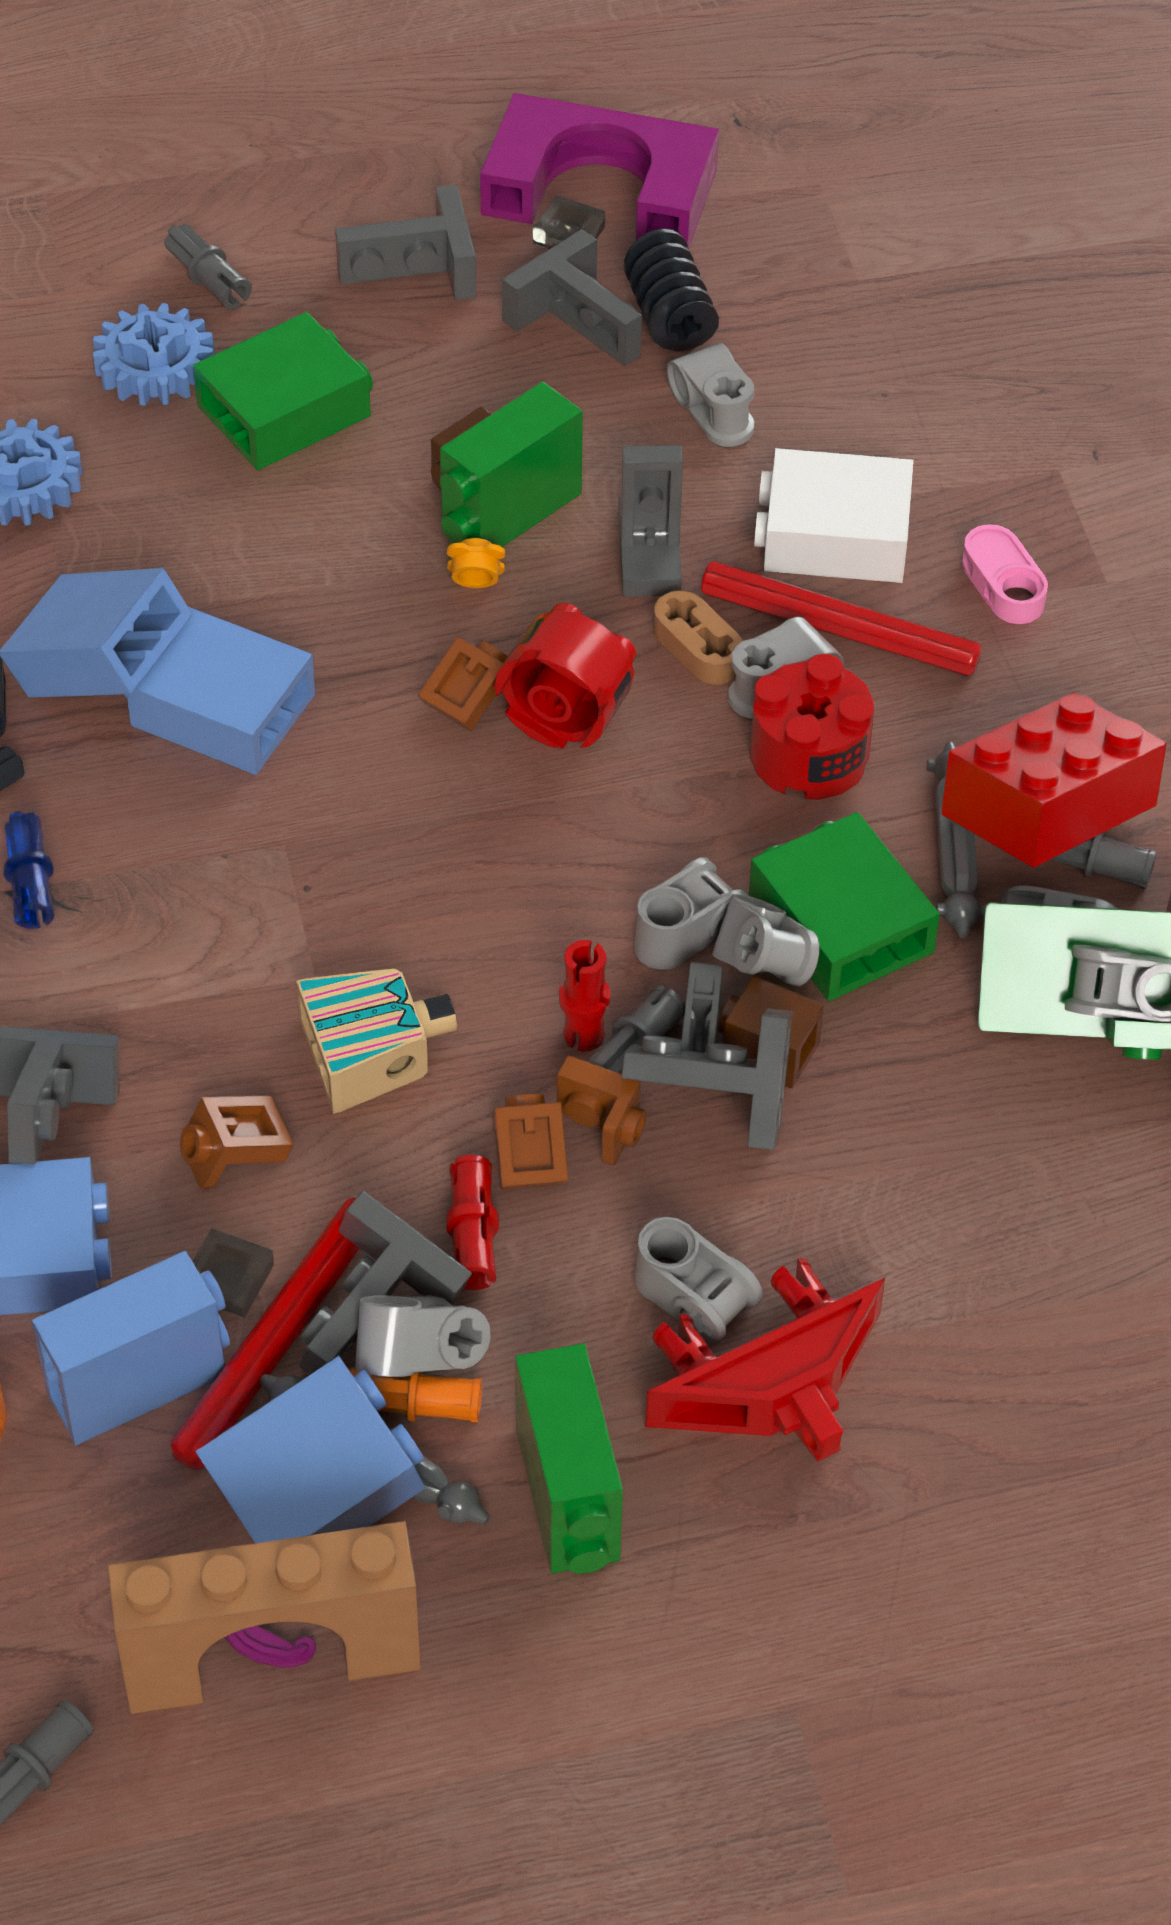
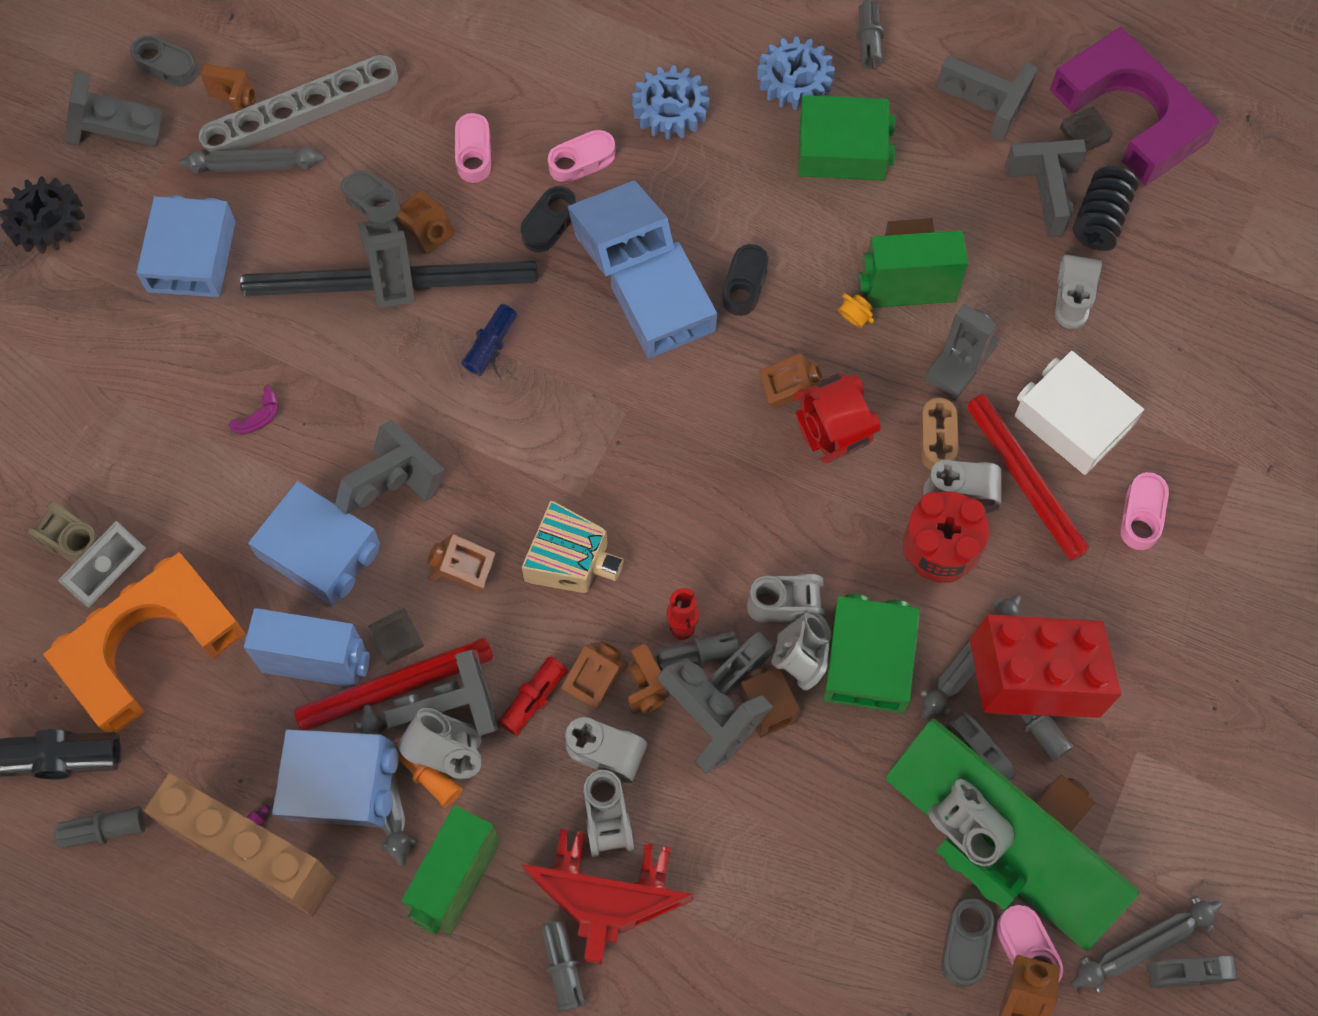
camera: 40 degrees right, 15 degrees up
(297, 602) = (746, 273): none -> black piece
(616, 1210) = (609, 748): none -> light grey piece
(797, 1481) = (562, 965): none -> dark grey axle

